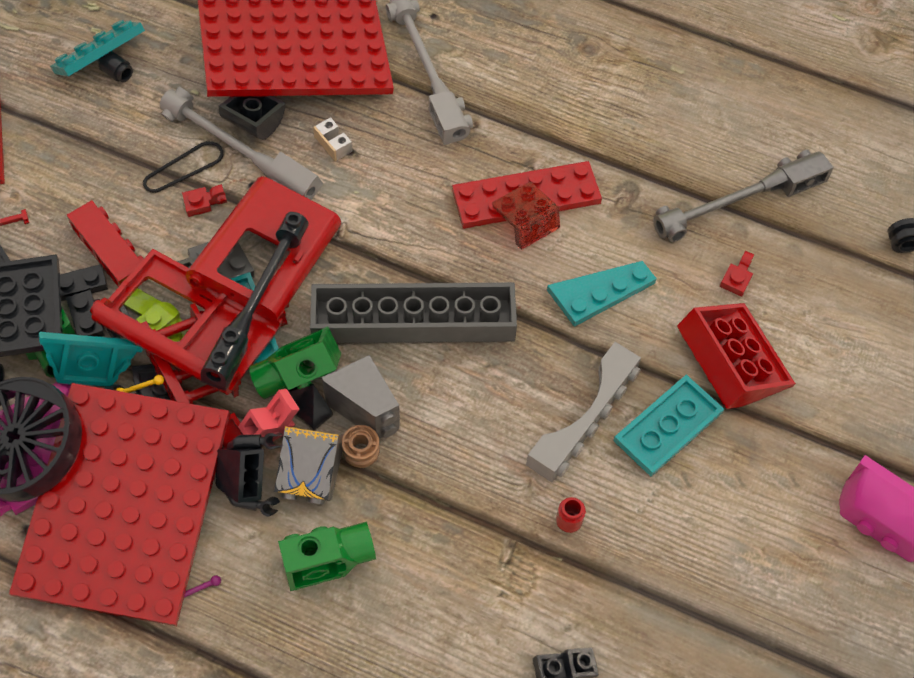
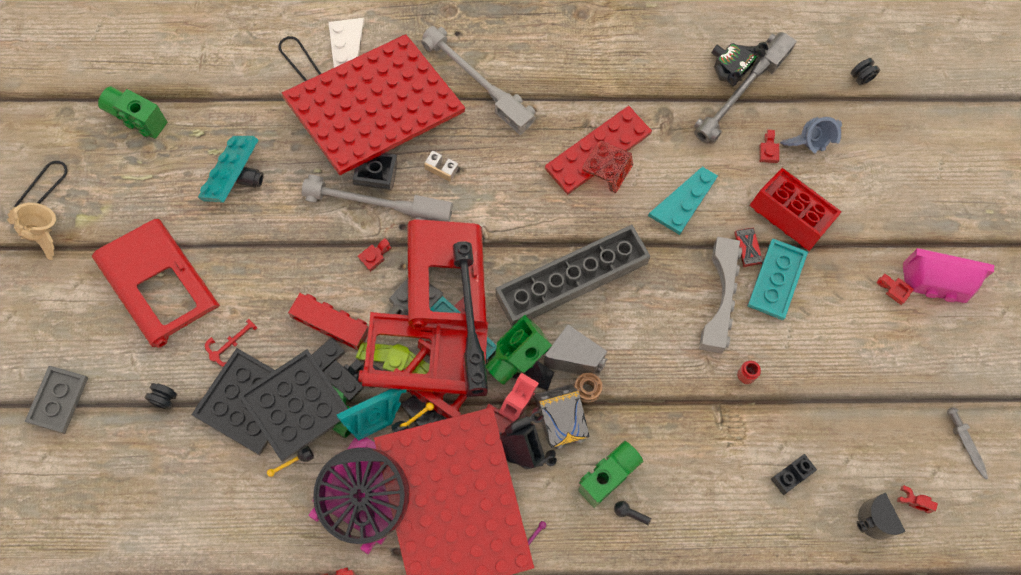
camera: 25 degrees left, 10 degrees up
(188, 175) = (337, 228): black piece -> none
(324, 608) = (623, 509): none -> black bar
(652, 374) = (750, 249): none -> tile
(746, 163) = (736, 61): none -> black torso
(808, 279) = (817, 134): none -> sand blue helmet
(820, 503) = (897, 289): none -> red plate

